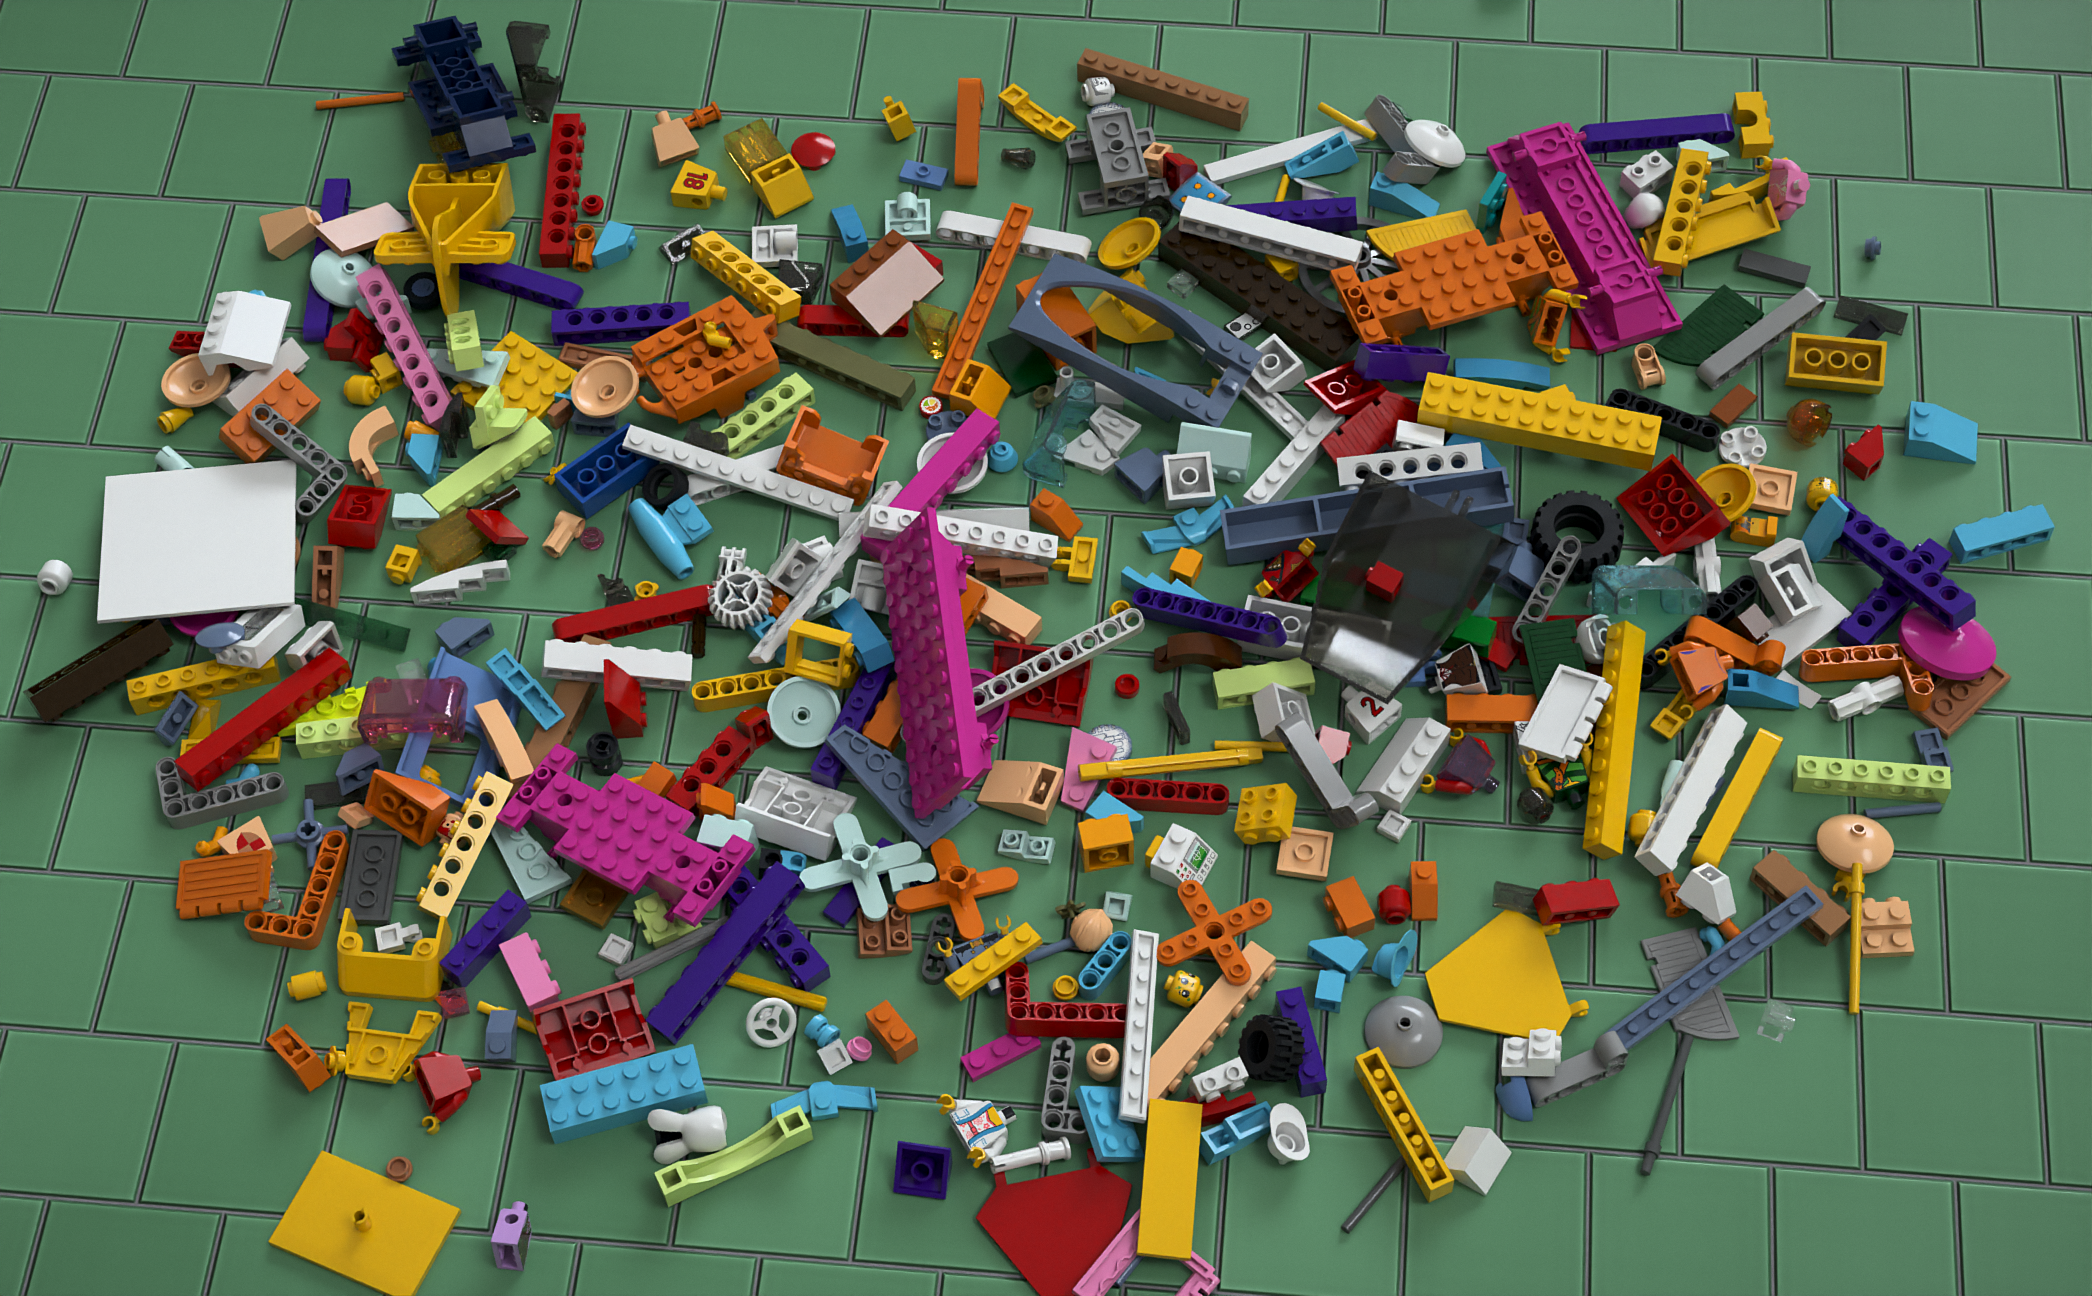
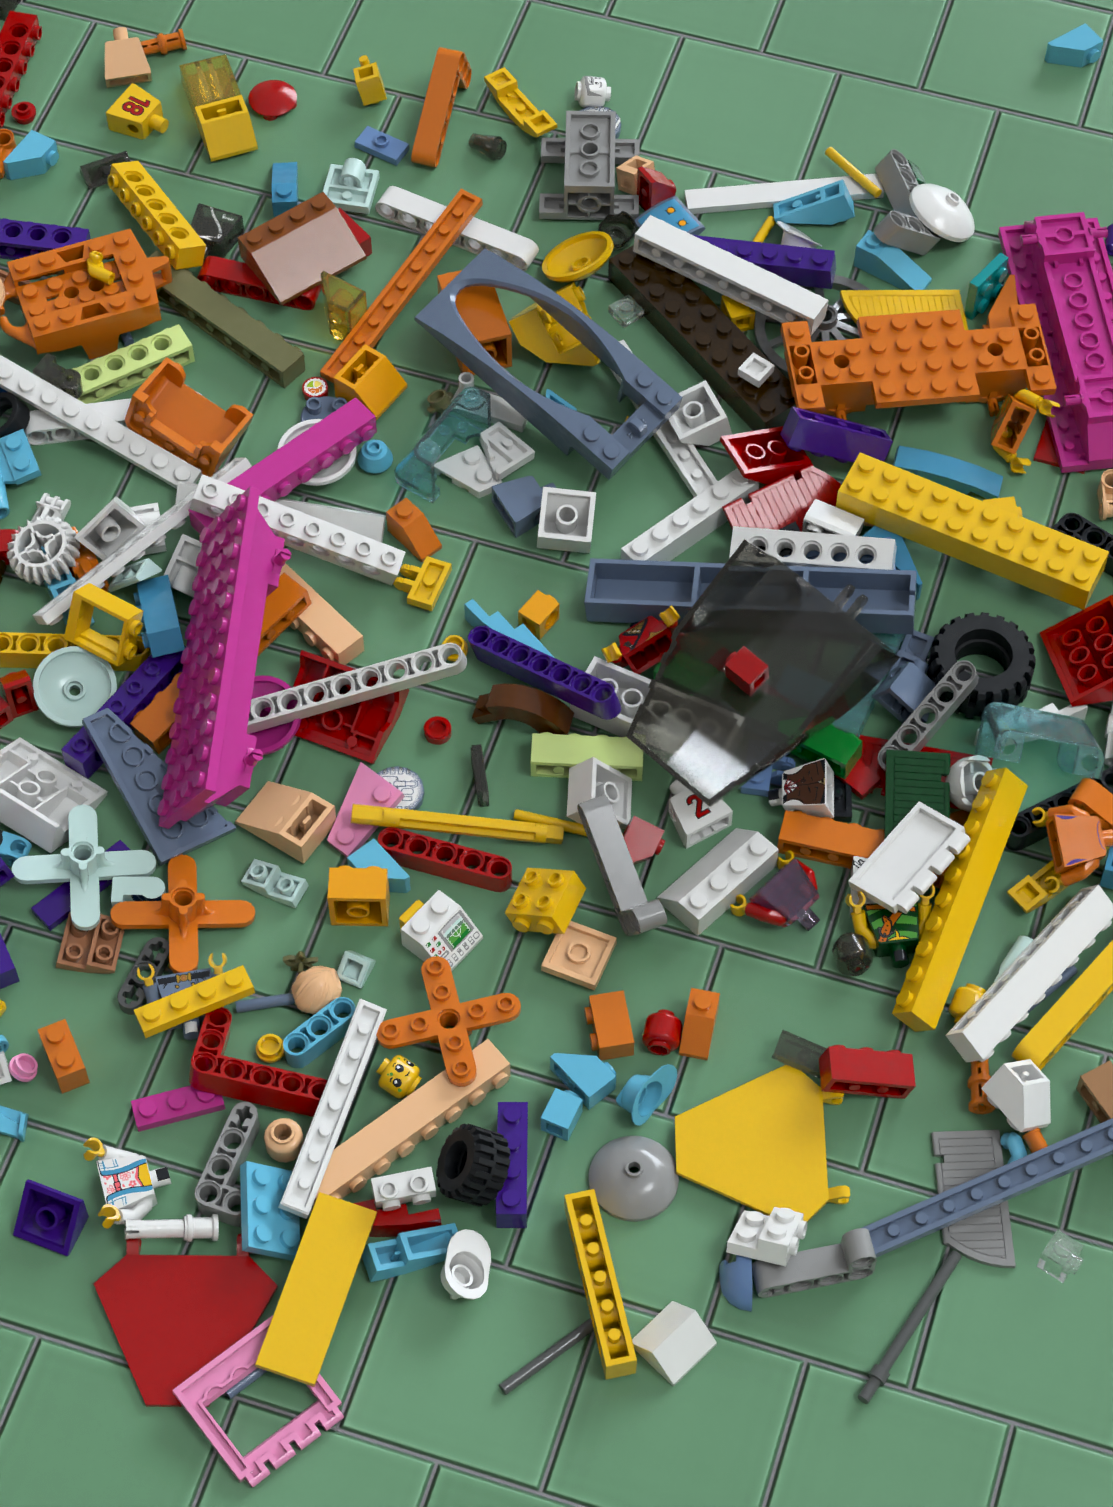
camera: 10 degrees right, 0 degrees up
(773, 244) = (200, 186): white plate -> none
(1008, 571) = (343, 579): nougat slope -> none
(1021, 364) = (426, 363): dark green tile -> none
(1165, 89) = (666, 103): medium nougat brick -> none
(1189, 528) = (555, 575): medium azure plate -> none
(1228, 449) = (619, 496): light aqua slope -> none
(1243, 326) = (677, 369): tile -> none
(1316, 316) = (756, 370): none -> white plate
(1393, 826) = (688, 944): white tile -> none

